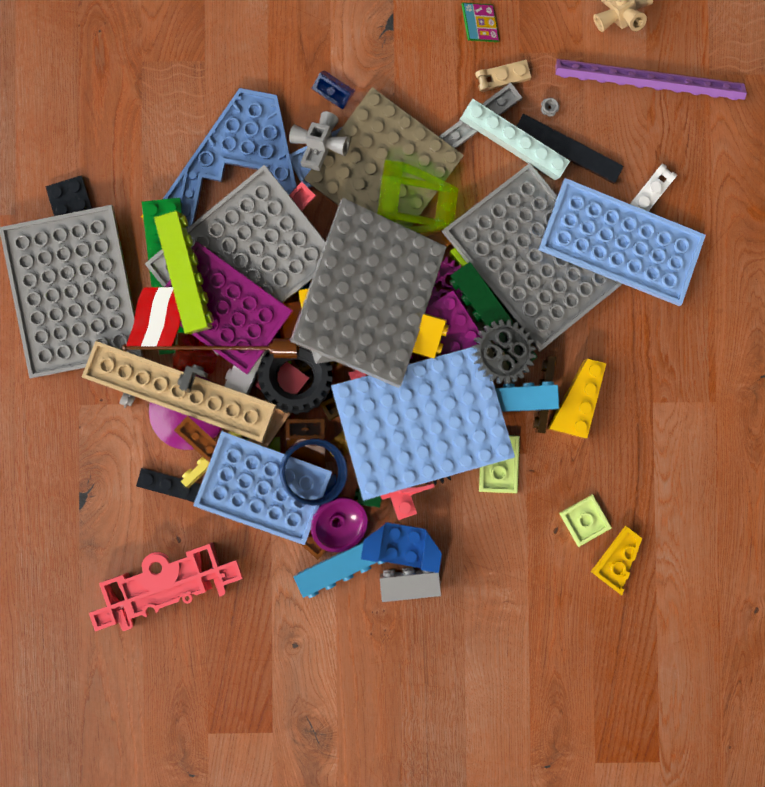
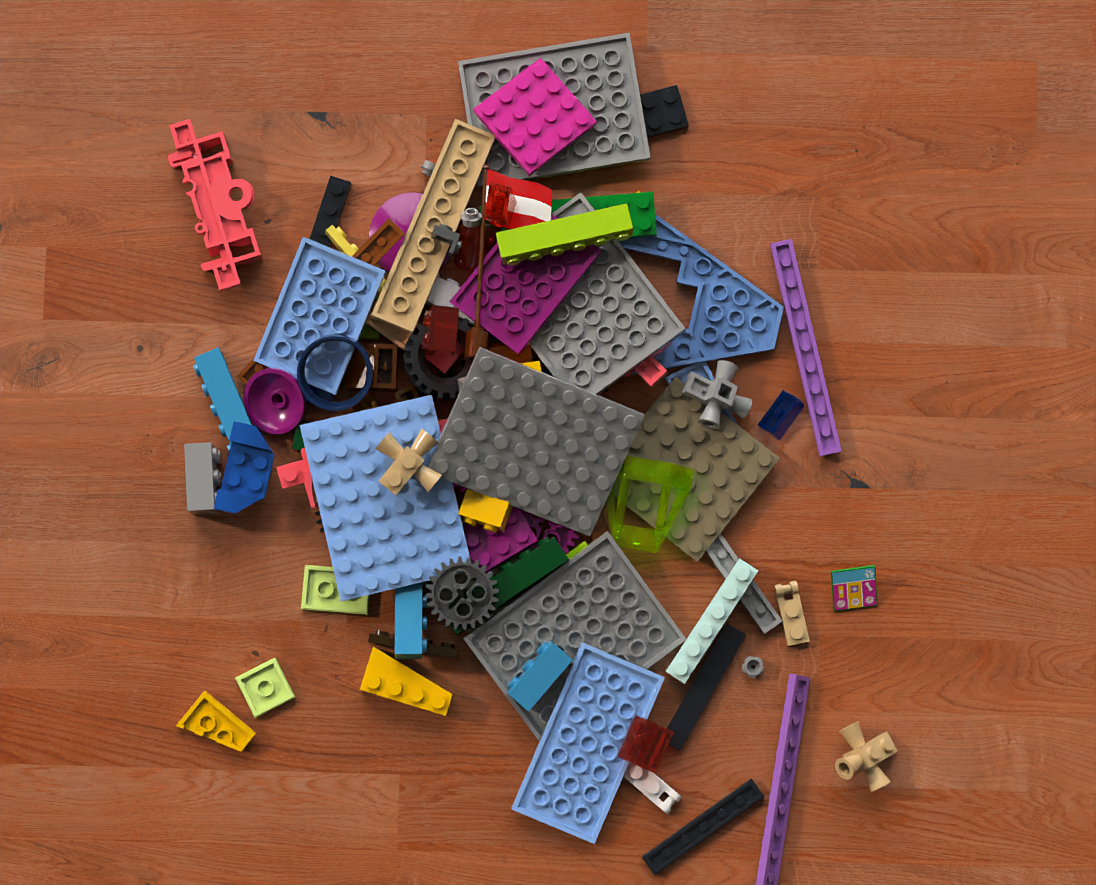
camera: 90 degrees right, 5 degrees down
(77, 307) = (534, 116): none -> dark pink plate
(158, 331) = (500, 204): none -> clear red slope
(170, 358) = (471, 217): none -> light grey plate
(274, 69) = (805, 348): none -> medium lavender plate
(274, 378) = (441, 331): none -> clear red brick
(394, 402) = (408, 462): none -> tan brick
(569, 284) = (538, 675): none -> dark azure brick
(622, 192) = (645, 743): none -> clear red brick
(685, 145) = (702, 826): none -> black tile

